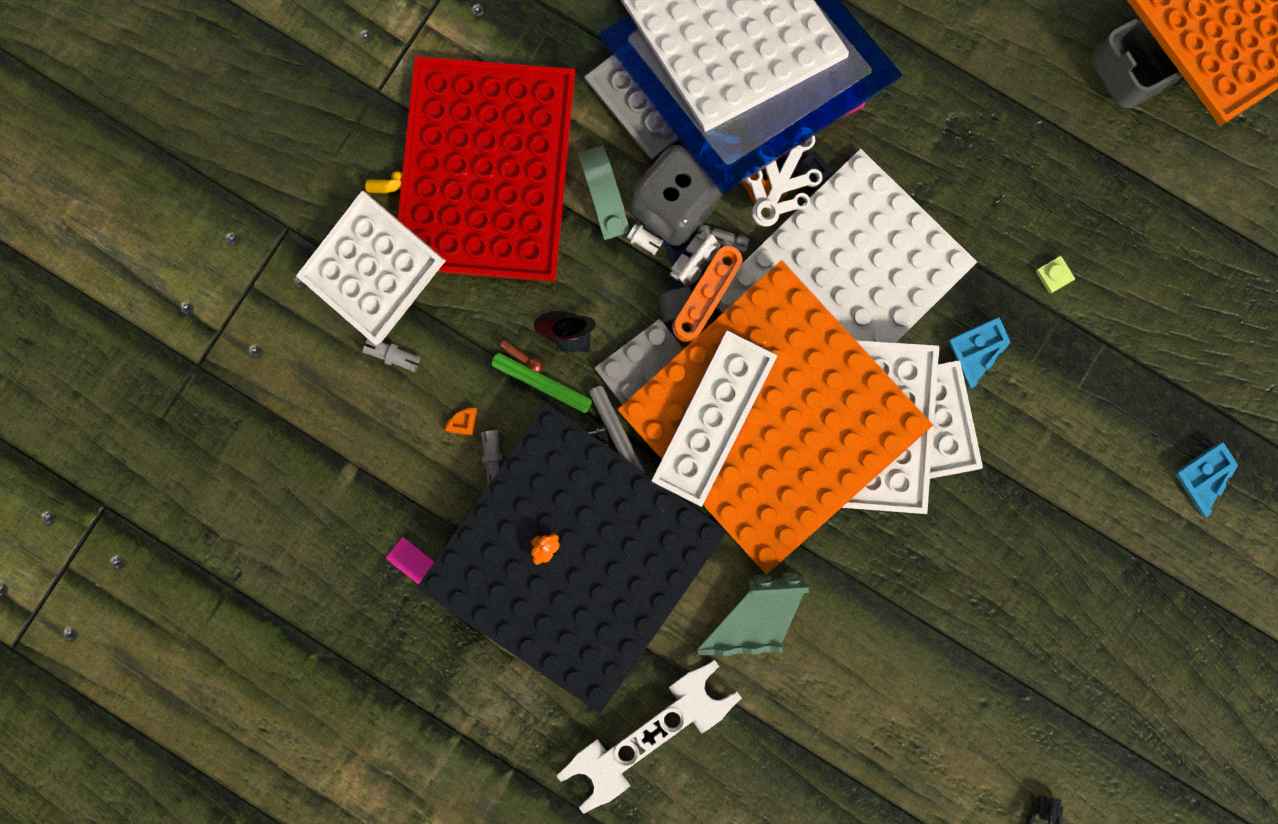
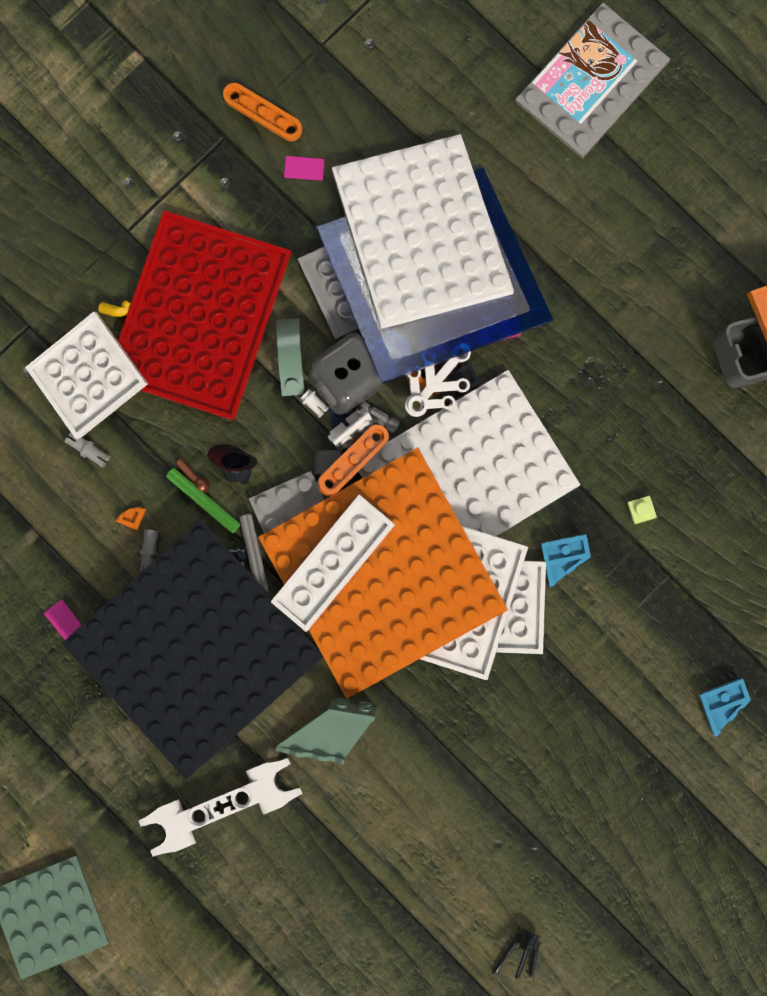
camera: 10 degrees right, 0 degrees up
(544, 548) = (171, 635): orange plant -> none

